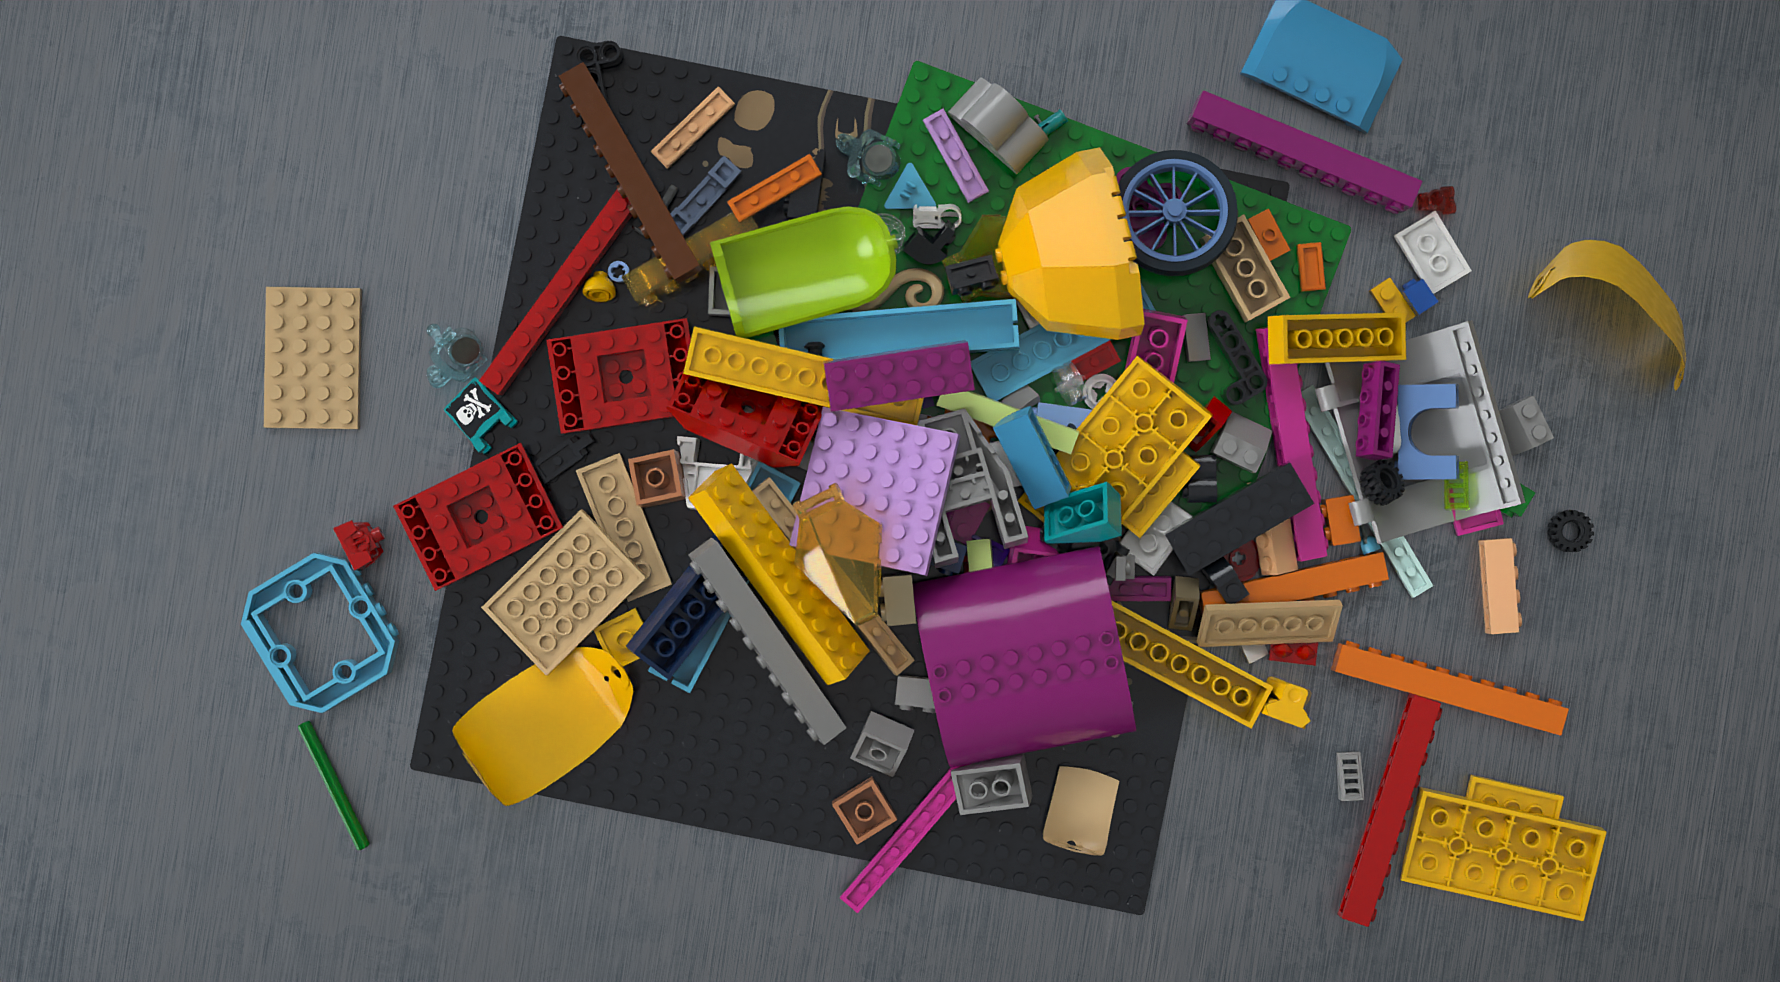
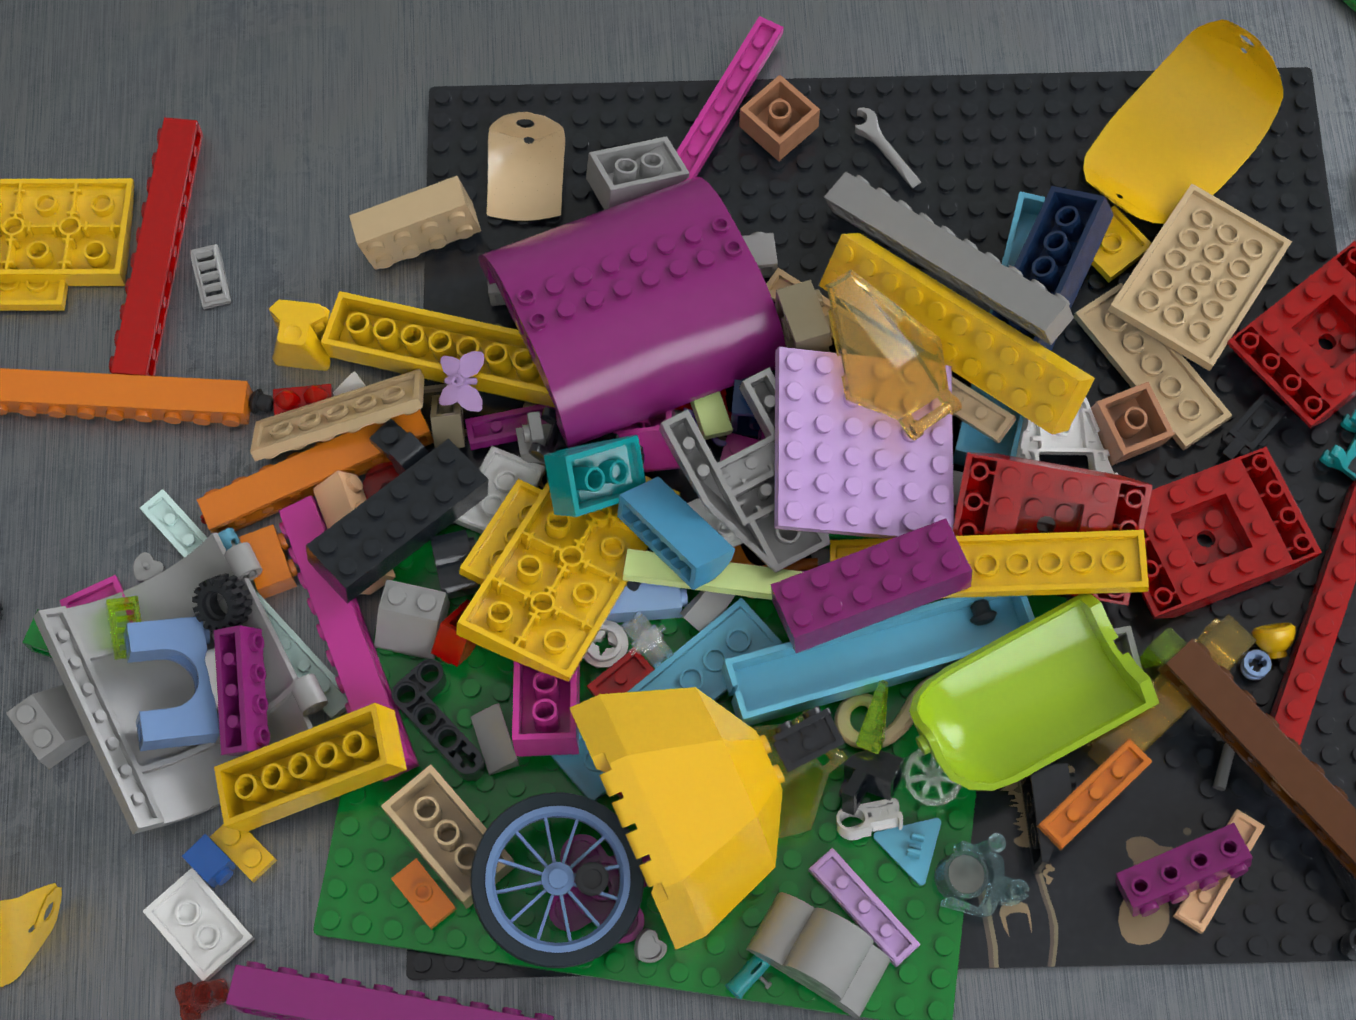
camera: 170 degrees right, 20 degrees down
(690, 290) = (1161, 649): none -> clear neon green slope
(705, 194) = (1180, 778): sand blue slope -> none
(721, 129) = (1184, 870): none -> magenta brick
(789, 786) = (872, 132): none -> light grey piece
(882, 744) = (775, 195): light grey slope -> none
(919, 276) = (874, 725): none -> clear neon green slope
(1117, 159) = (649, 947): none -> light grey piece
(1150, 204) = (591, 879): none -> black tile
(1170, 623) = (459, 382): none -> lavender piece
(1179, 777) = (415, 223): none -> tan brick
(1310, 267) = (359, 864): orange tile -> none
(1326, 657) = (260, 402): none -> black piece
(1433, 538) = (146, 567): none -> light grey piece
(1499, 586) = (55, 526): light nougat brick -> none

